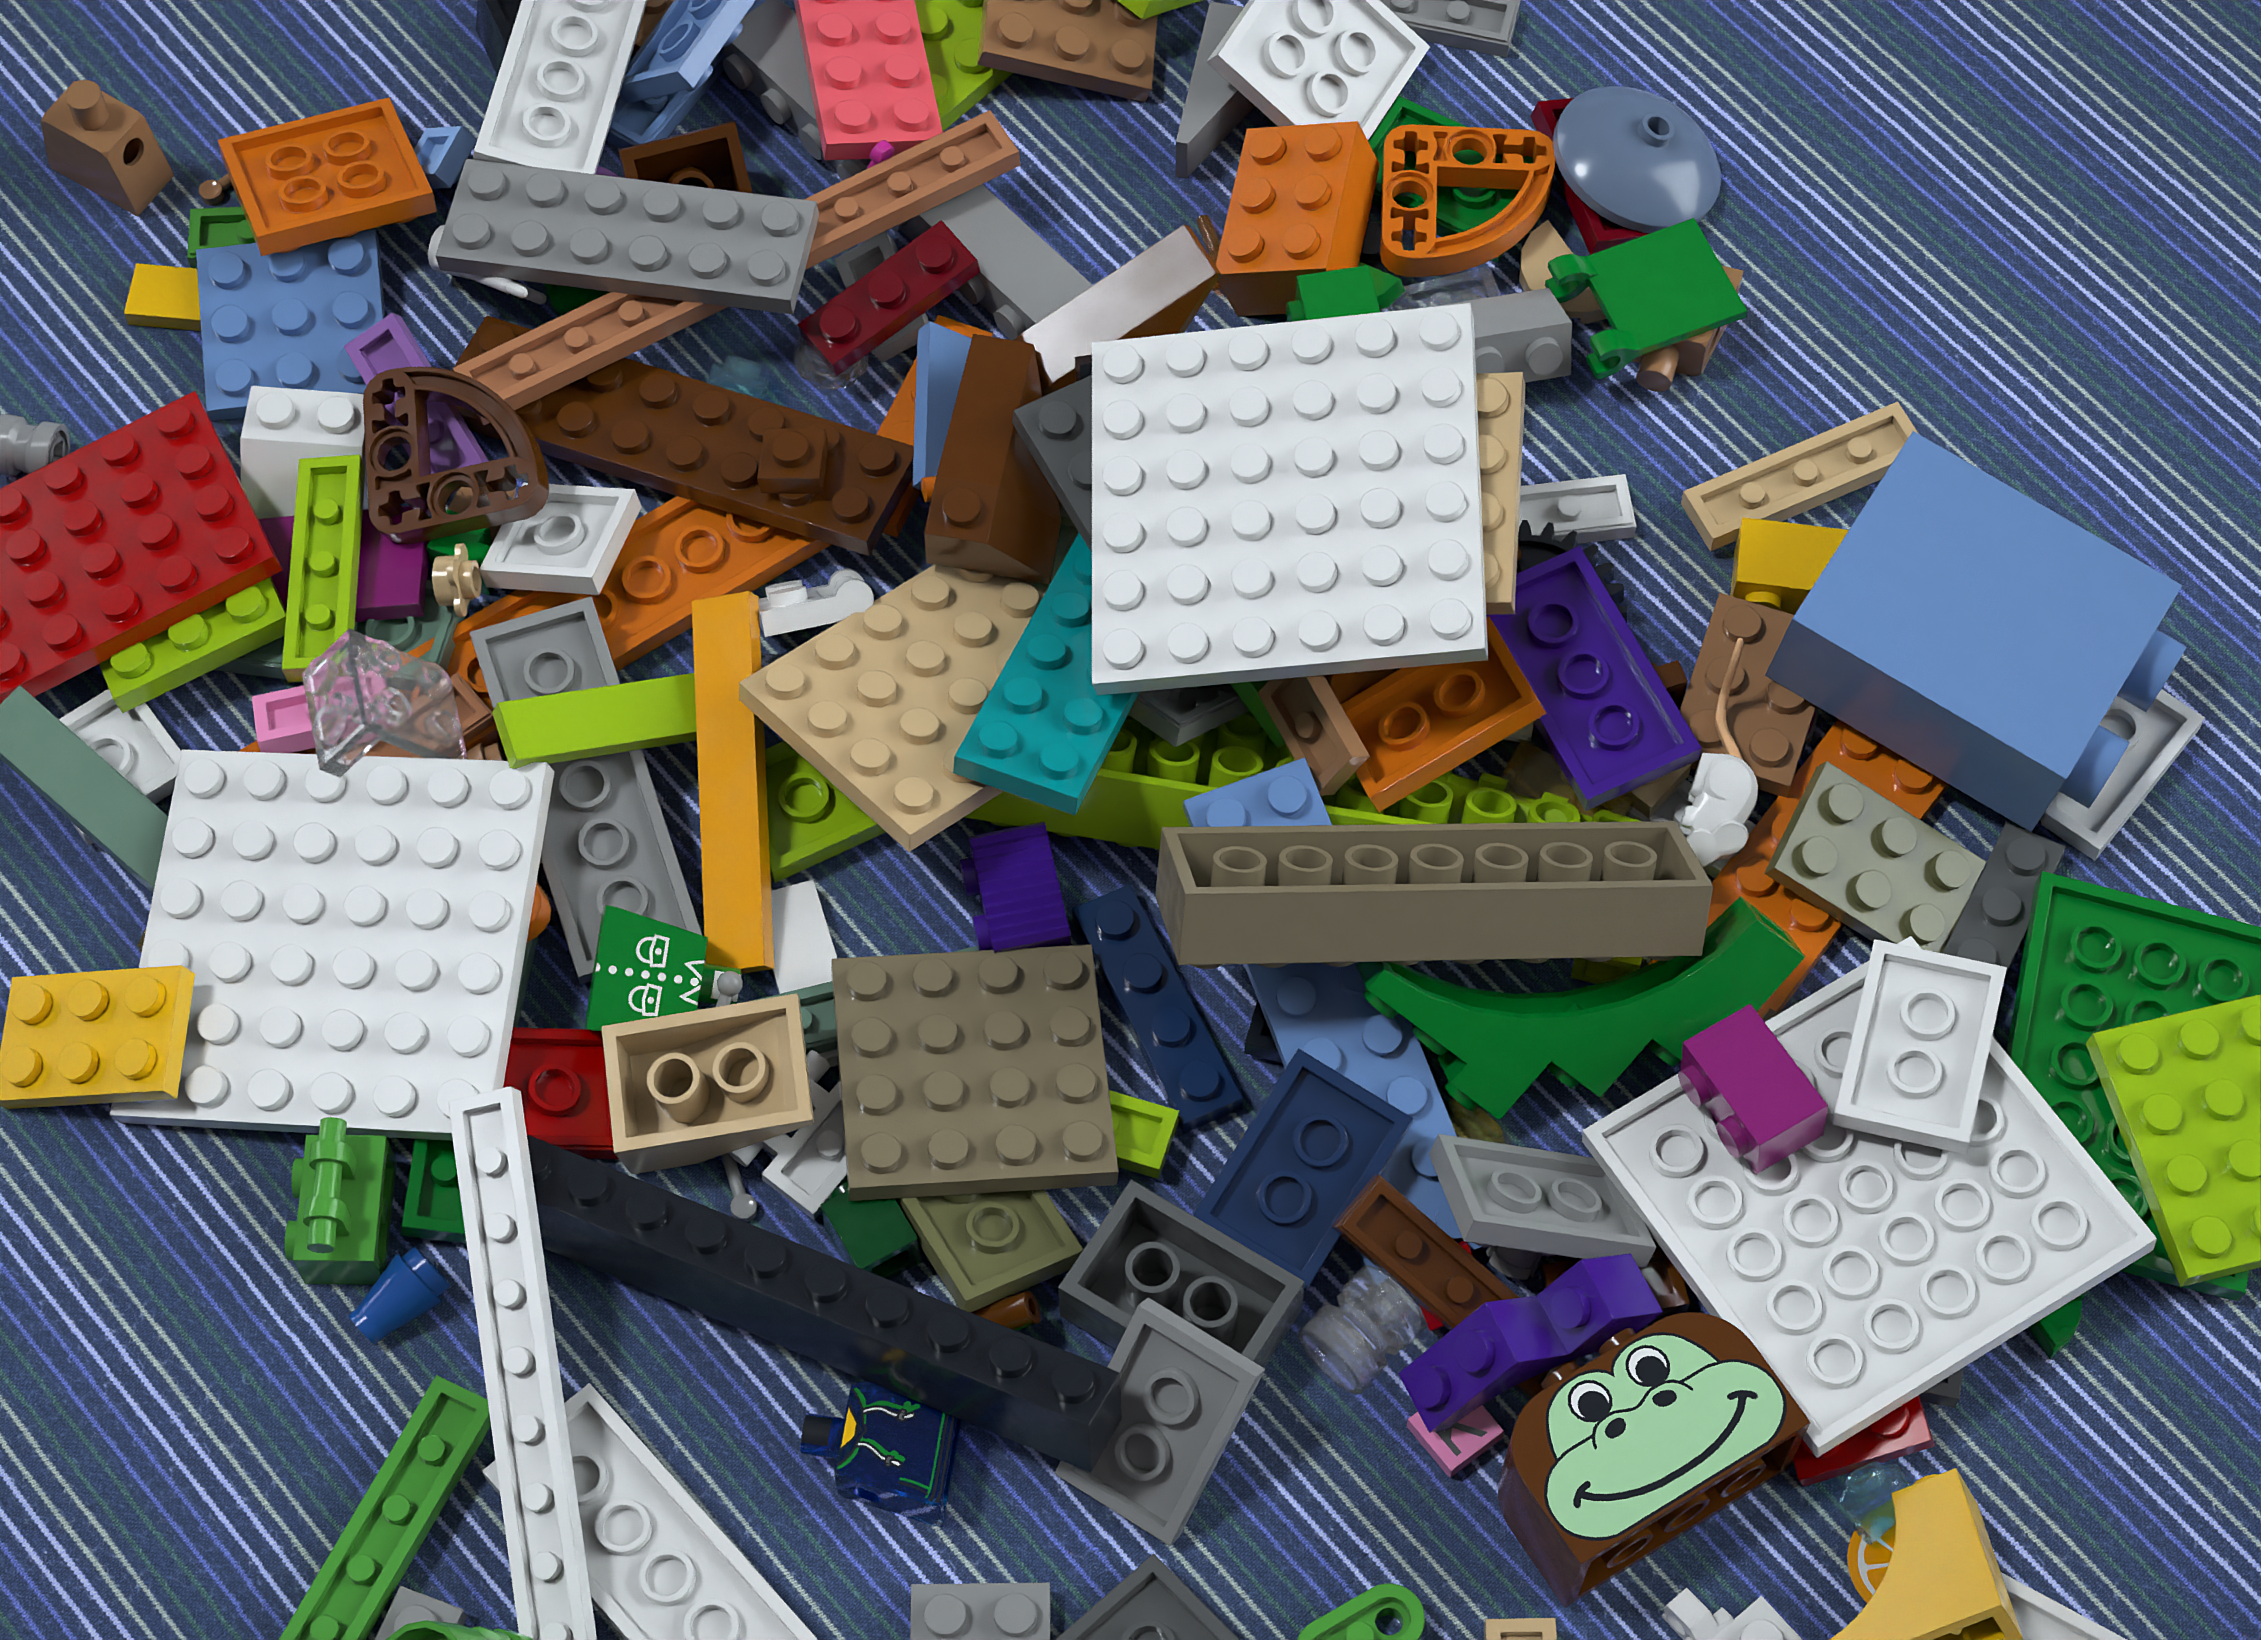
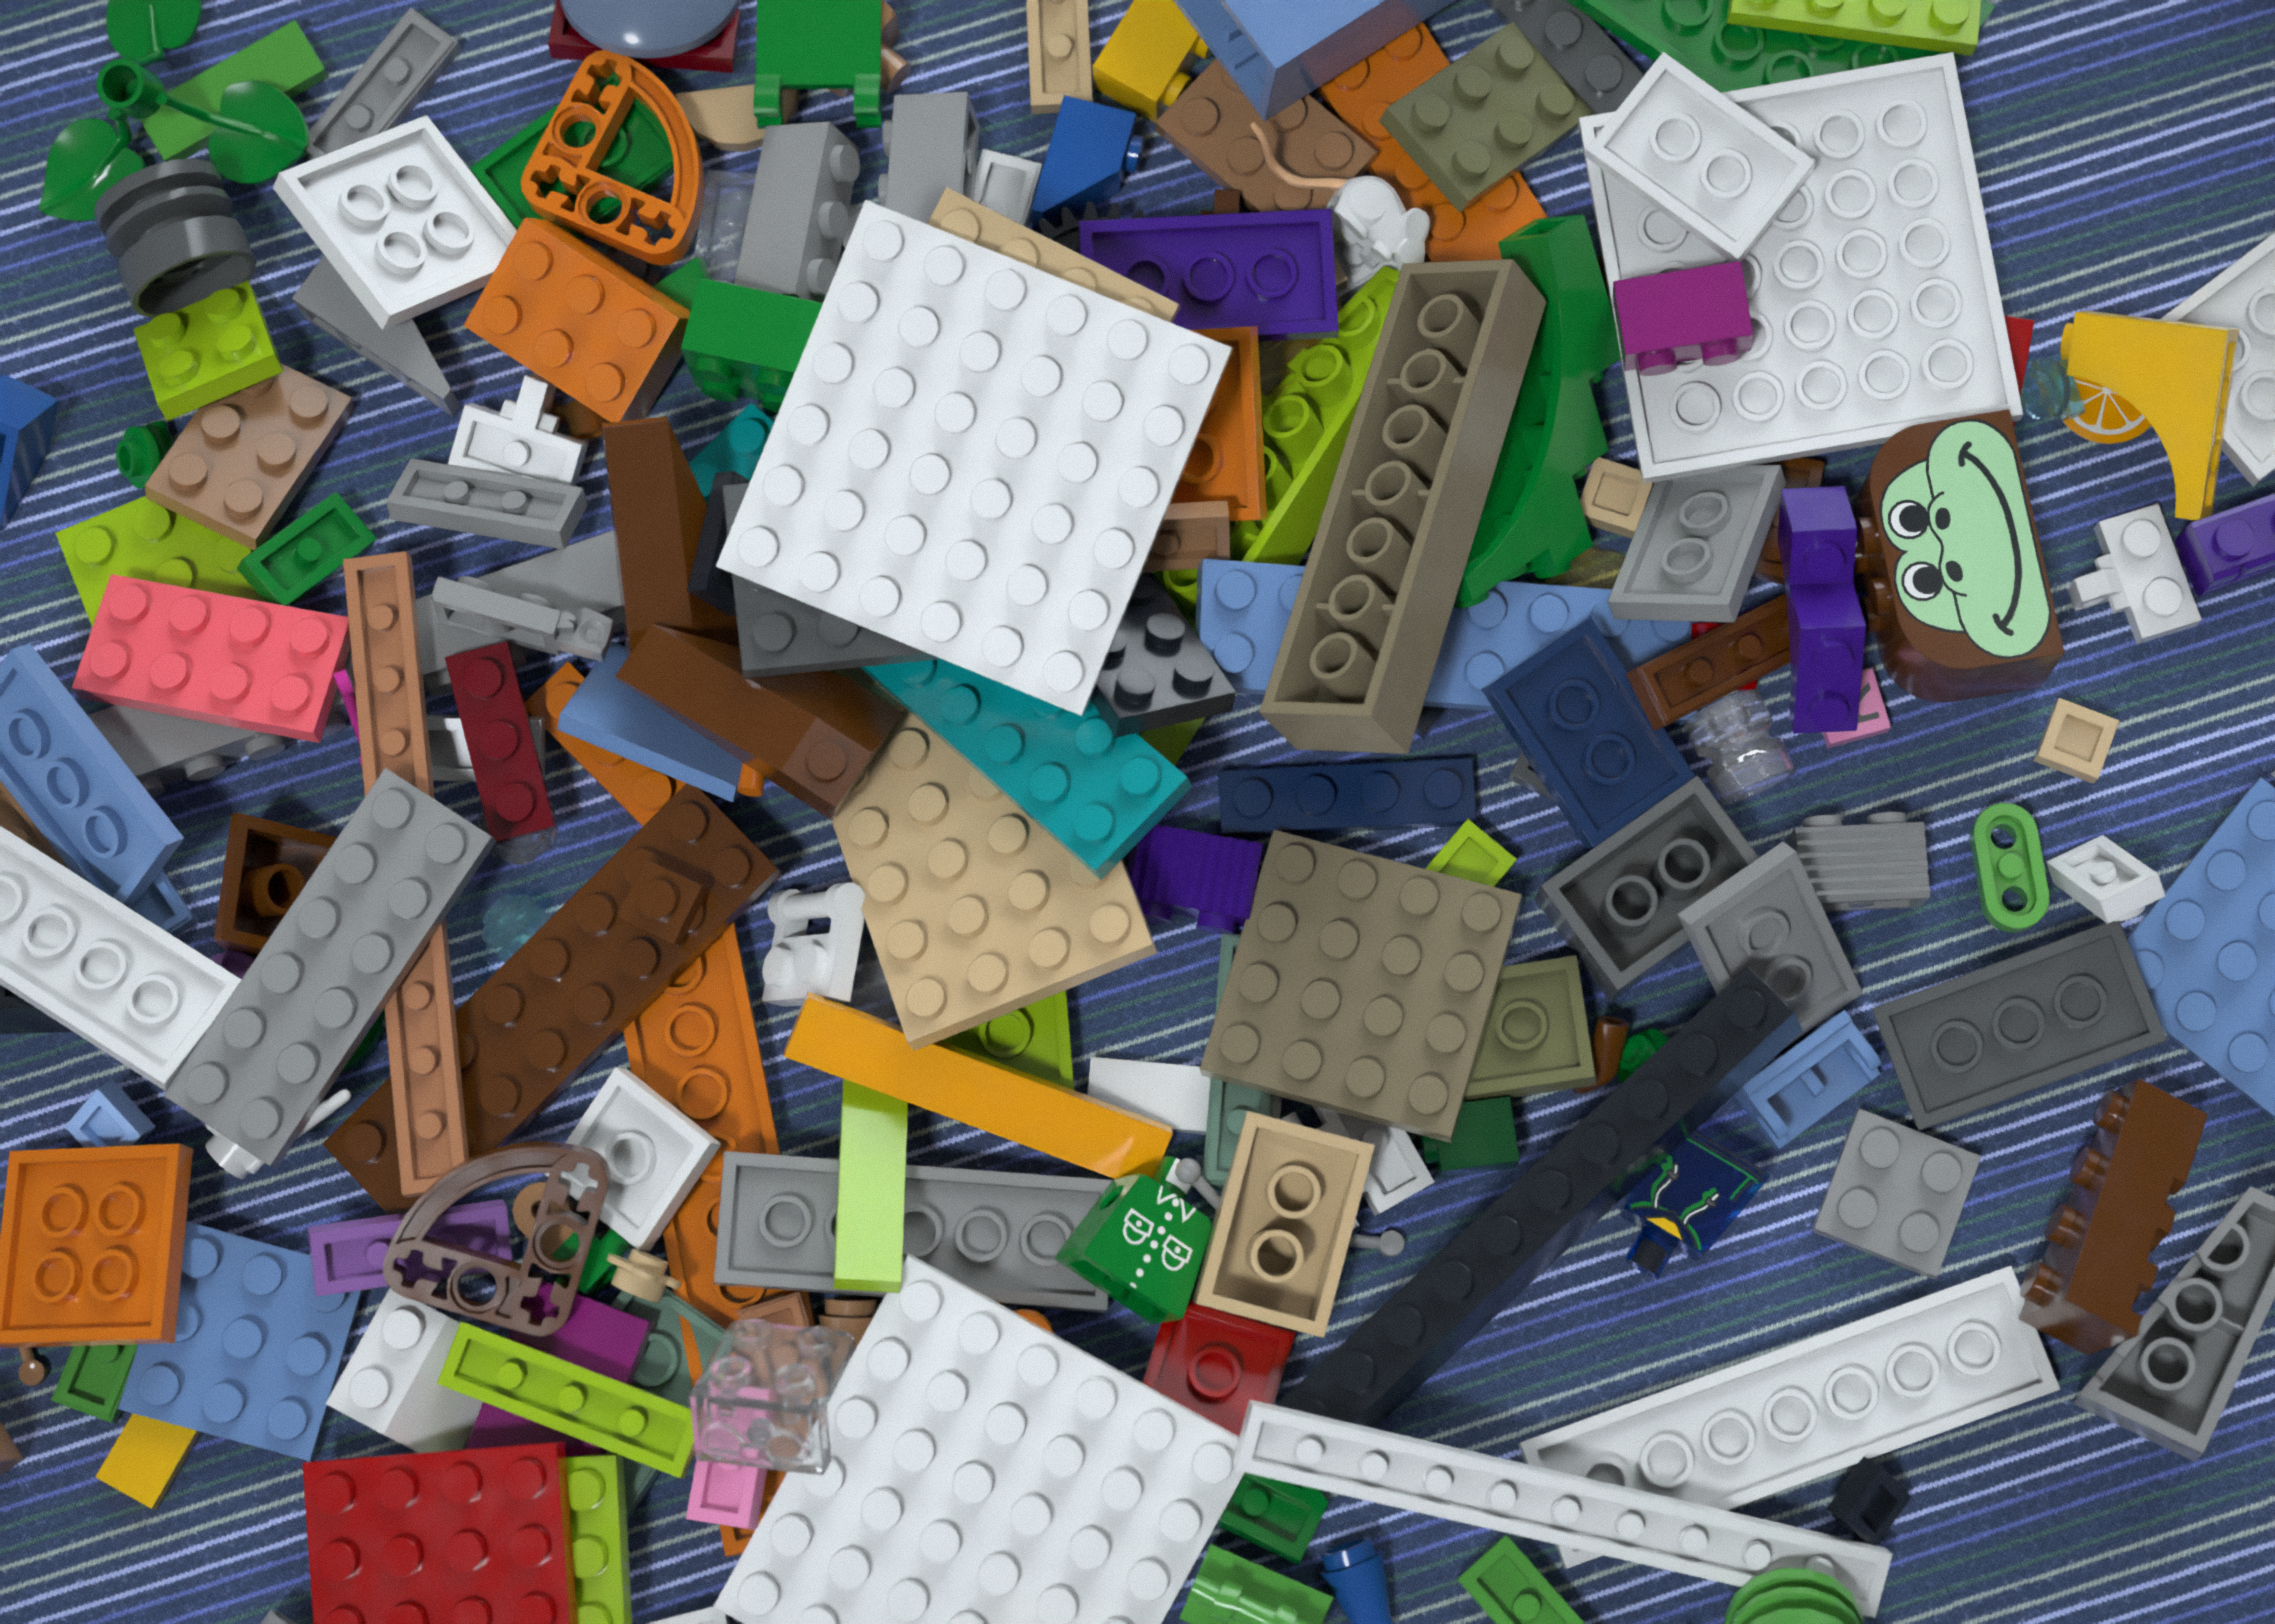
camera: 65 degrees left, 15 degrees up
(975, 86) = (306, 552): none -> green plate
(1001, 265) = (522, 621): none -> light grey hinge
(1057, 1523) = (1809, 1080): none -> medium blue hinge
(1098, 208) = (487, 503): none -> light grey plate
(1163, 202) = (519, 438): none -> white hinge
(1185, 742) = (1158, 668): none -> black plate
(1294, 1488) = (1864, 864): none -> light grey brick
(1557, 1122) = (1614, 497): none -> tan plate
(1586, 432) = (928, 149): none -> light grey brick
(1655, 553) = (1085, 159): none -> blue slope

